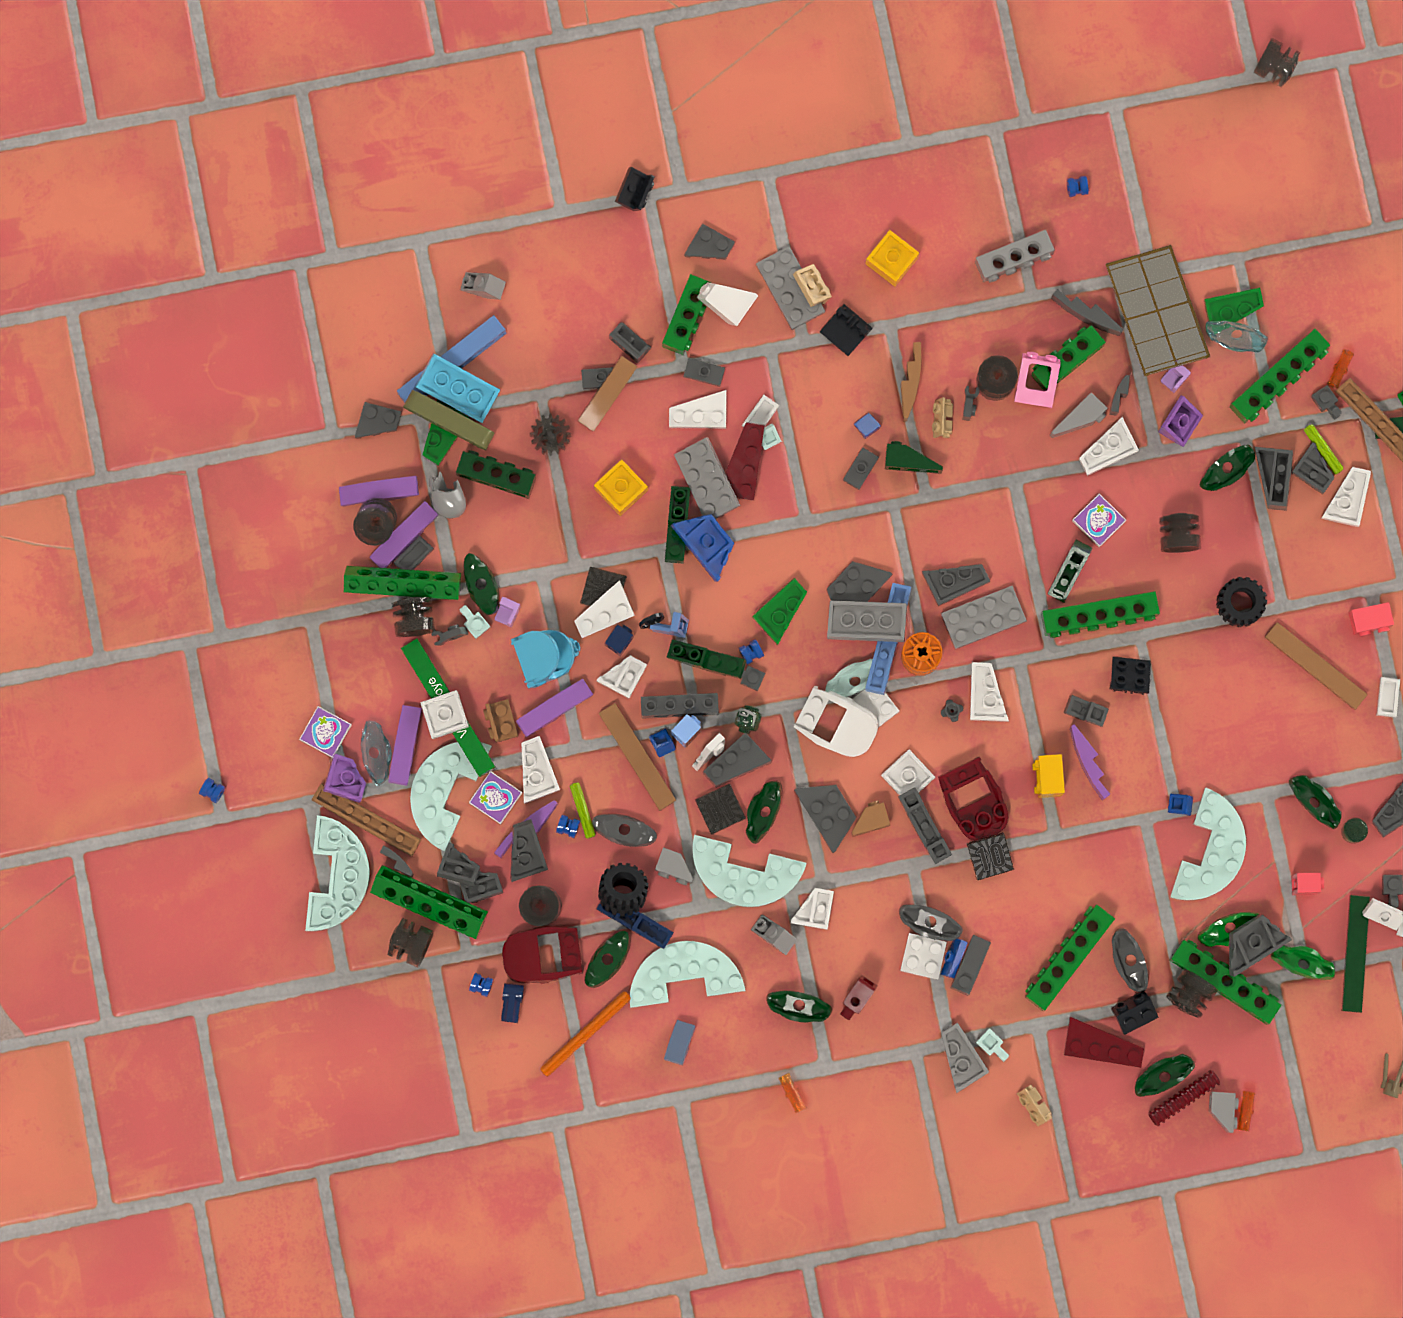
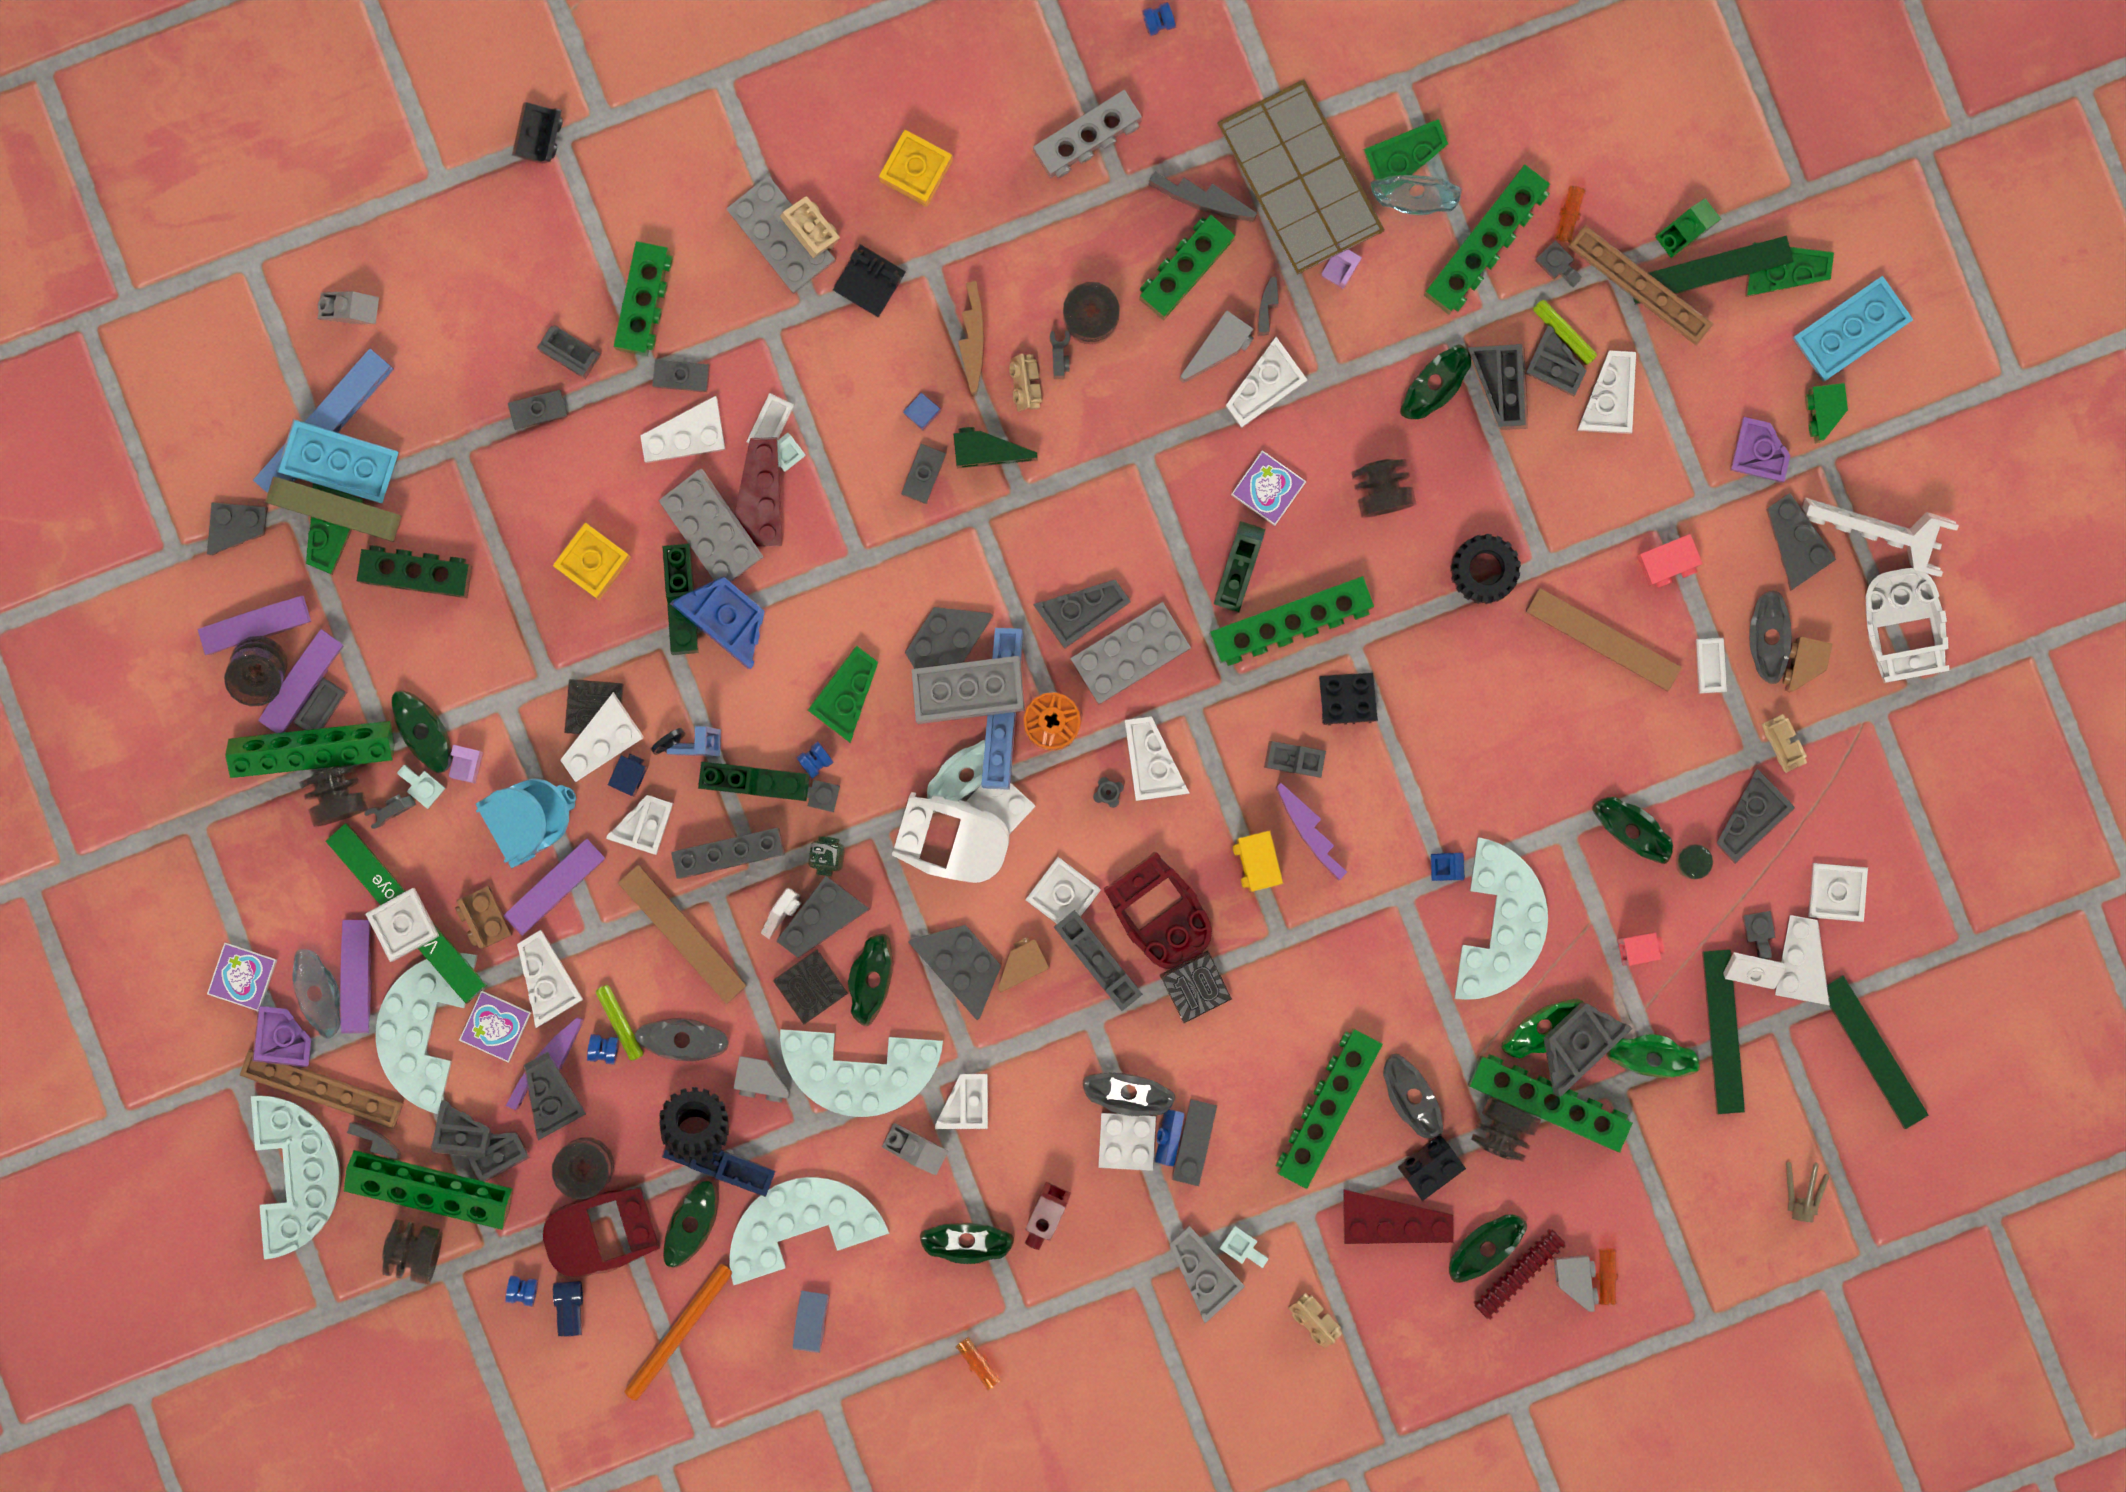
camera: 10 degrees left, 5 degrees up
(212, 790) = (98, 1087): blue wheel -> none
(448, 503) = (351, 628): light grey helmet -> none
(556, 431) = (470, 509): clear smoke gear -> none
(607, 393) = (549, 431): medium nougat slope -> none
(662, 743) = (713, 908): blue slope -> none
(686, 730) = (744, 887): light blue brick -> none
(709, 244) = (656, 193): dark grey wing -> none
(727, 302) = (694, 271): white slope -> none
(1035, 396) = (1148, 330): bright pink window -> none
(1181, 422) = (1359, 329): medium lavender slope -> none

